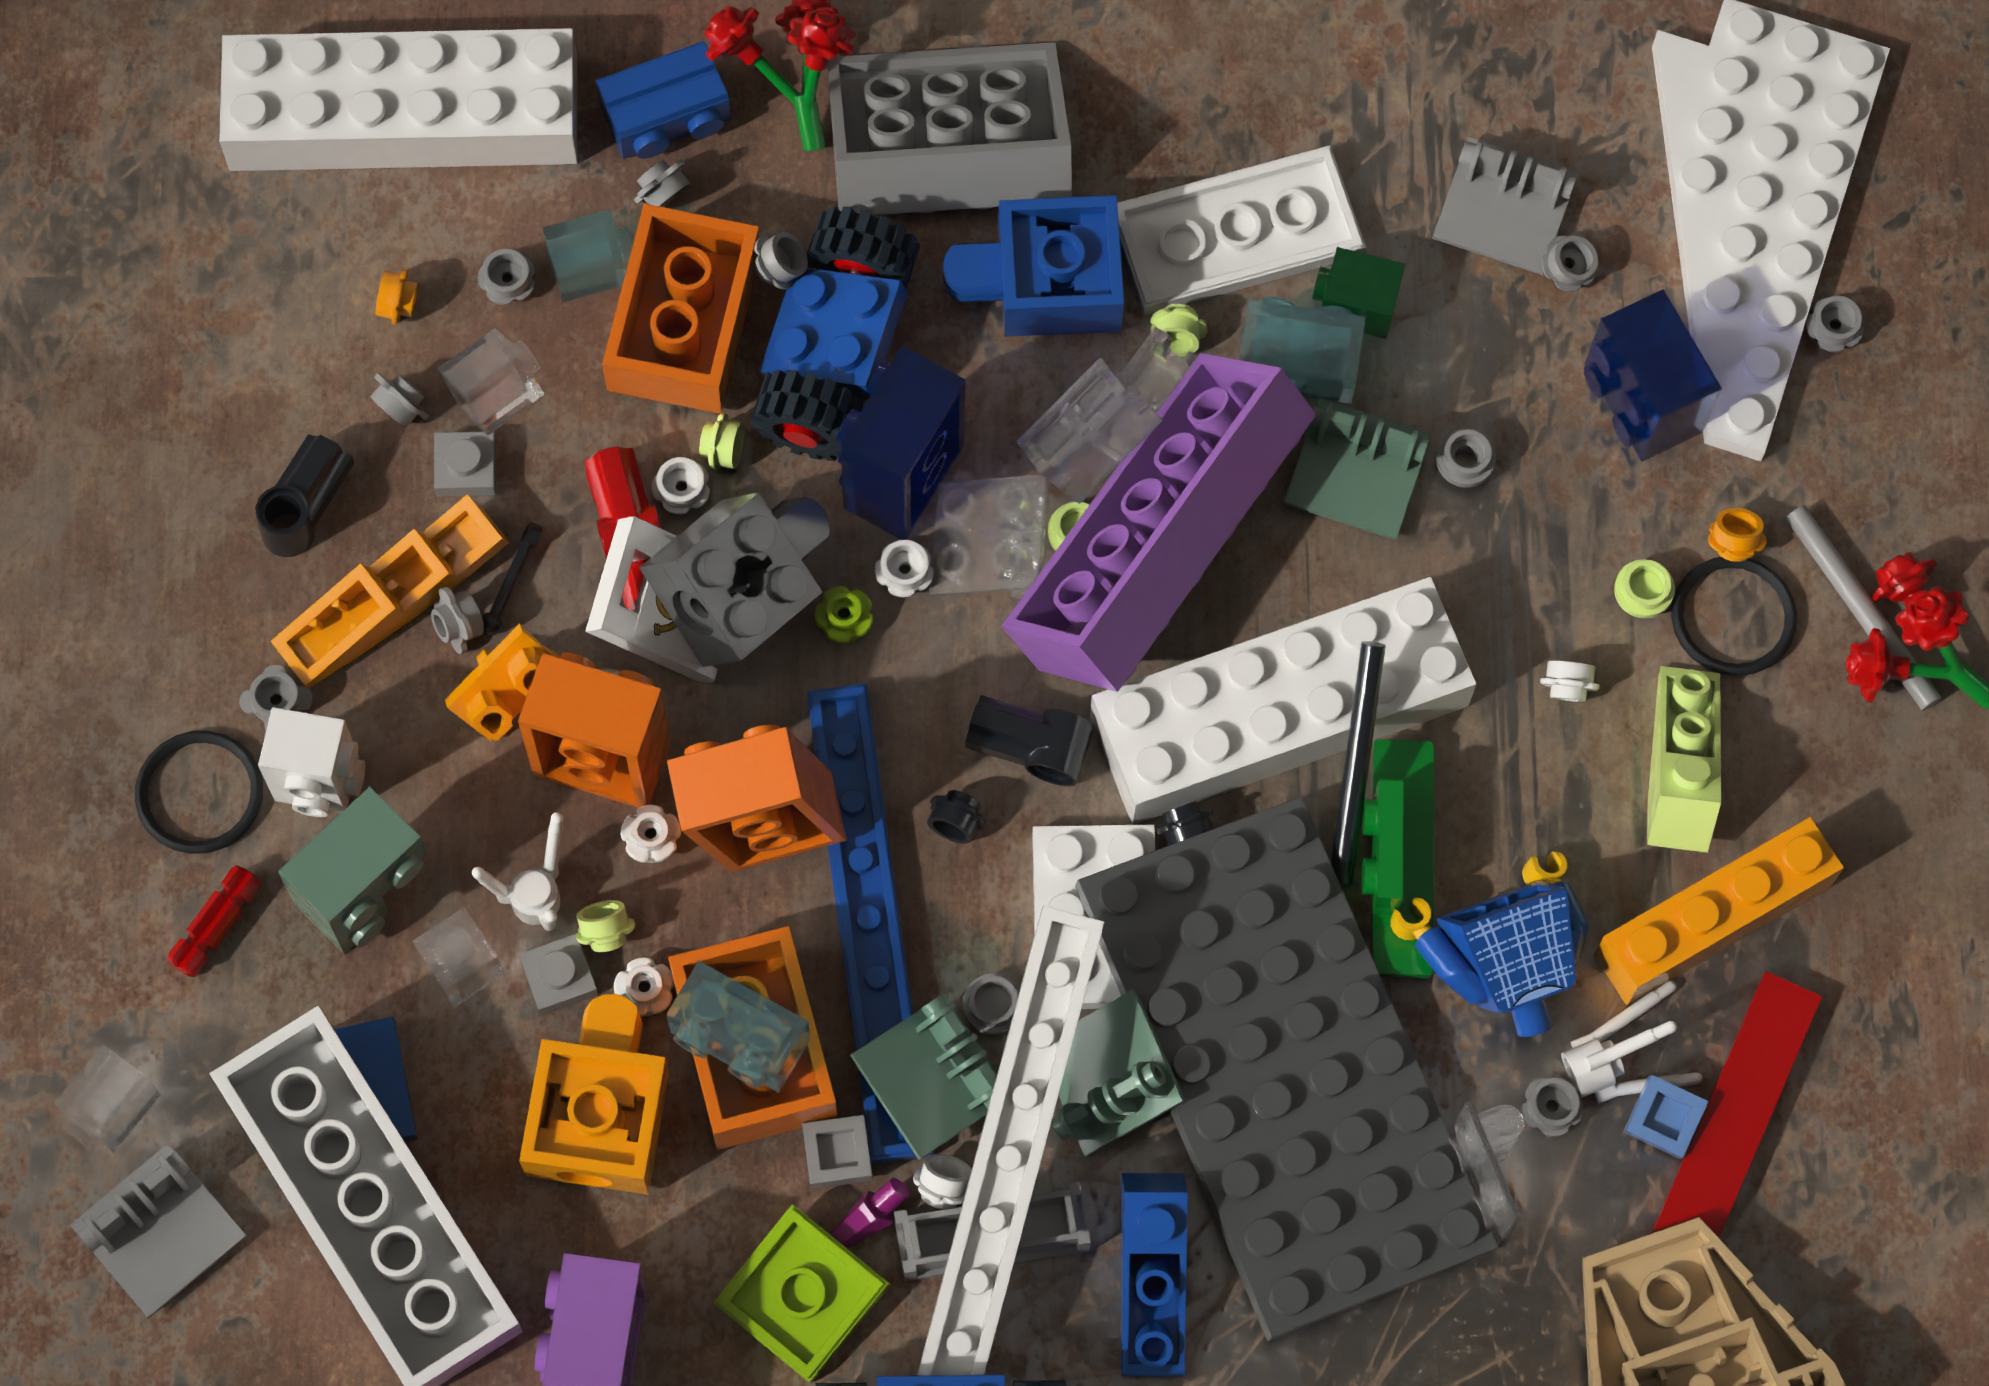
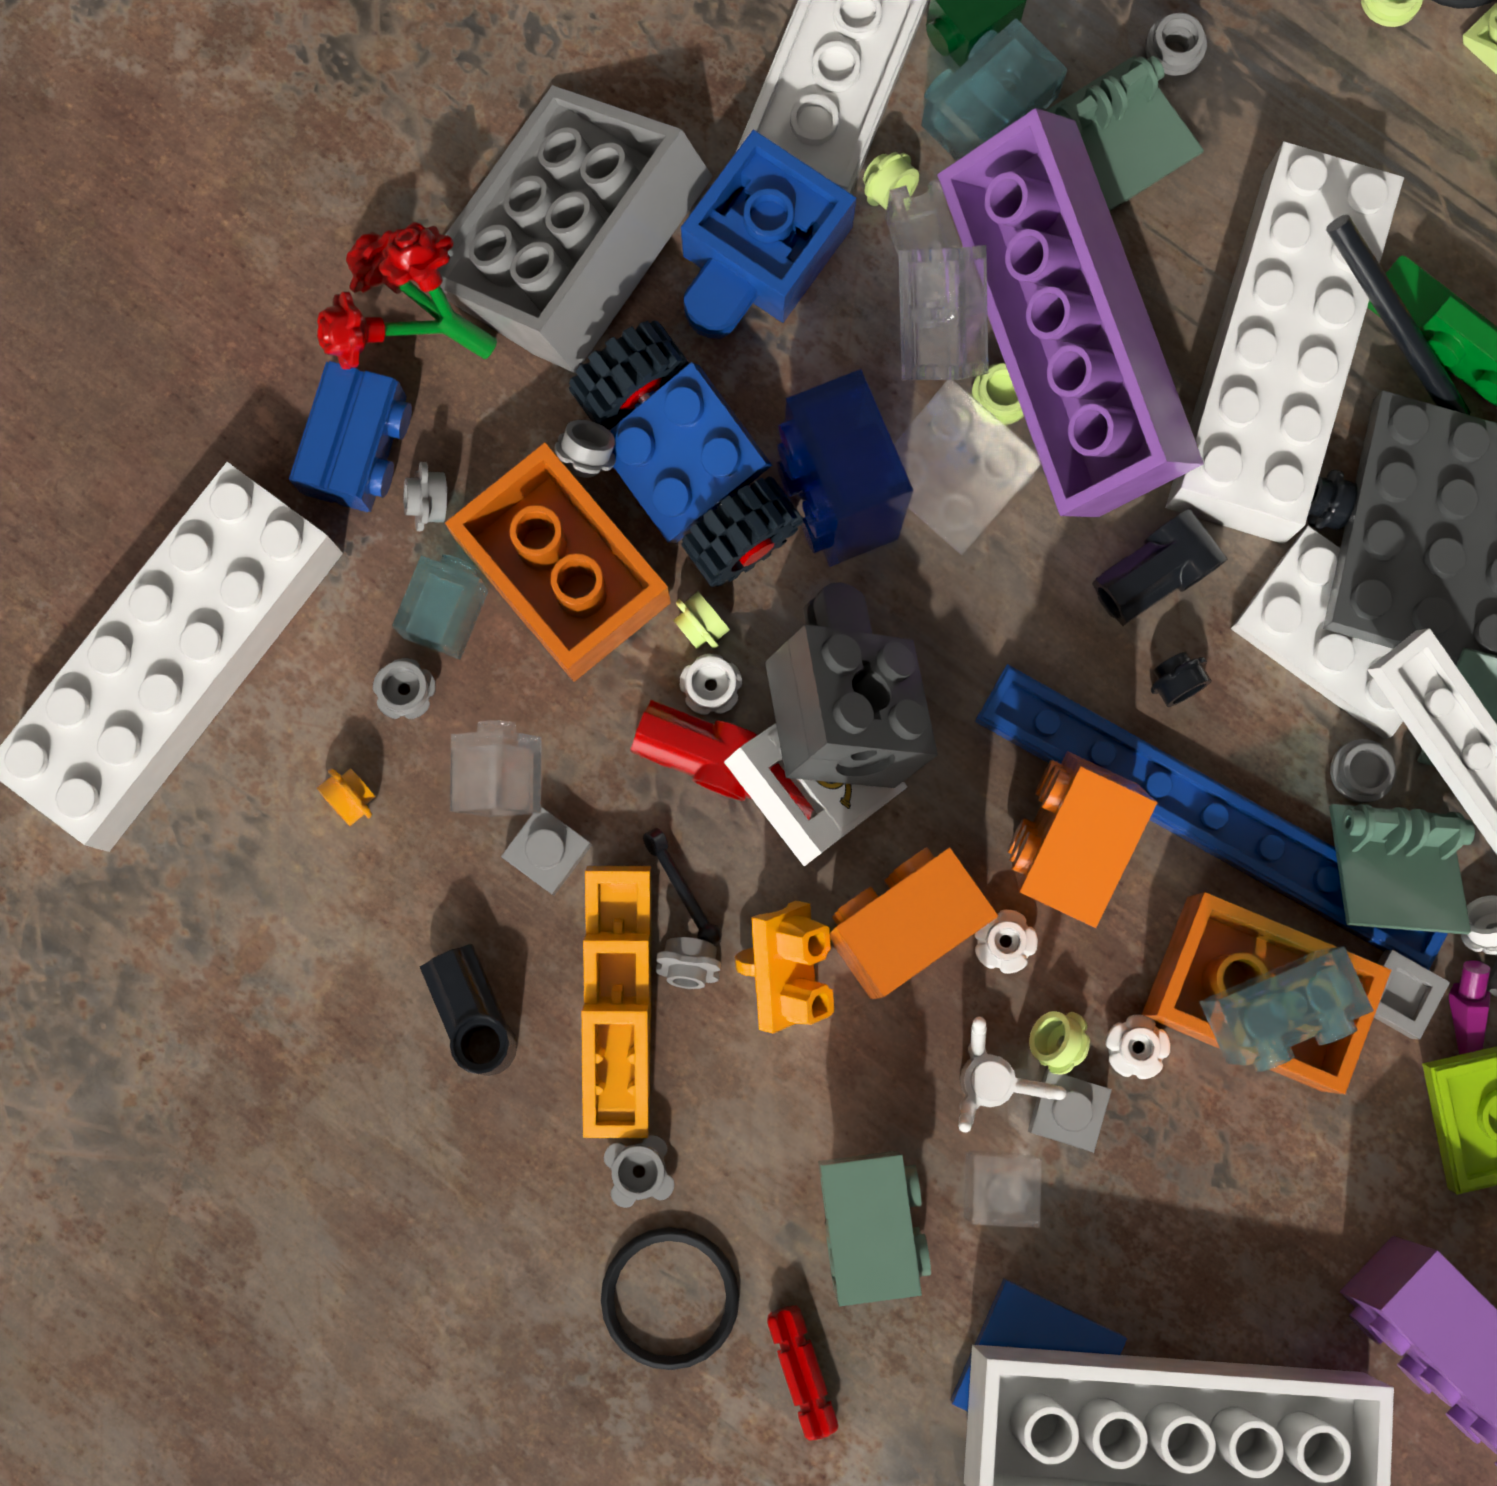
camera: 50 degrees left, 10 degrees up
(310, 762) = (737, 1192): white brick -> none
(399, 399) = (446, 863): light grey plate -> none
(597, 1103) = (1227, 1168): light orange brick -> none
(844, 629) = (947, 630): lime plate -> none
(904, 553) = (932, 541): white plate -> none
(1569, 680) = (1429, 110): white plate -> none

